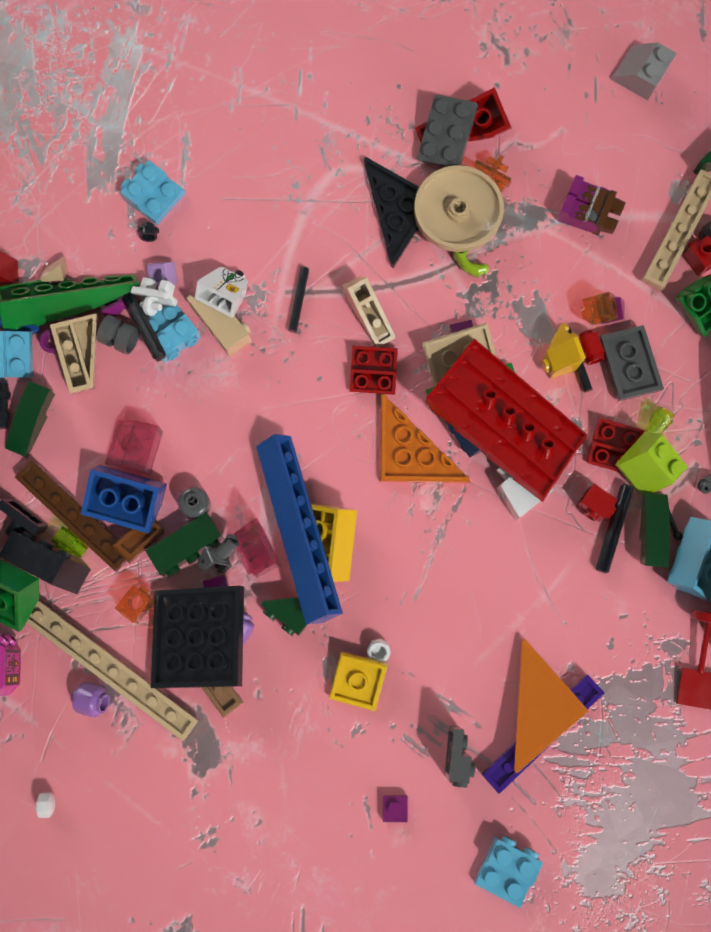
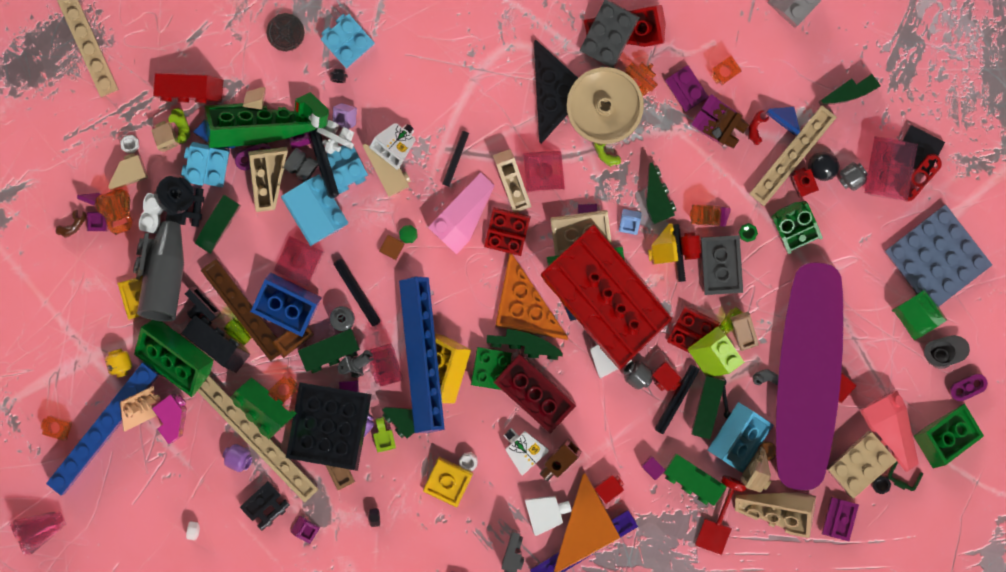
camera: 10 degrees right, 10 degrees up
(81, 196) = (285, 32): none -> clear smoke tile
(111, 631) = (261, 408): none -> green wedge
(121, 269) = (312, 109): none -> green leg
(127, 750) = (261, 501): none -> black plate
(141, 381) = (314, 211): none -> medium azure slope
(189, 776) = (305, 530): none -> magenta slope
(208, 471) = (357, 292): none -> black axle
(241, 411) = (391, 247): none -> dark orange tile
(258, 393) = (408, 234): none -> green tile
(270, 641) = (383, 438): none -> lime plate
(274, 744) = (374, 517): none -> black tile
(315, 363) = (460, 218): none -> bright pink wedge
(385, 532) = (488, 367): none -> green hinge
(401, 294) = (543, 171): none -> clear pink slope
(430, 493) = (533, 344): none -> dark green slope
(444, 551) = (535, 393): none -> dark red slope
(445, 623) = (524, 450): none -> white torso
(487, 697) = (546, 513): none -> white torso
(495, 617) = (565, 455): none -> reddish brown torso
(513, 335) = (630, 221): none -> light blue slope
(540, 304) = (657, 202): none -> dark green slope
(544, 180) = (686, 88): none -> magenta plate
(559, 651) = (609, 488): none -> red brick
(562, 507) = (638, 375): none -> dark grey head
(591, 146) = (731, 65): none -> clear orange brick
(606, 616) = (653, 468): none -> magenta slope
(630, 212) = (753, 133): none -> red piece
(652, 321) = (748, 232): none -> green tile
(662, 622) = (694, 480): none -> green wedge
(663, 193) = (785, 117): none -> blue slope
(677, 430) = (744, 331): none -> medium nougat tile

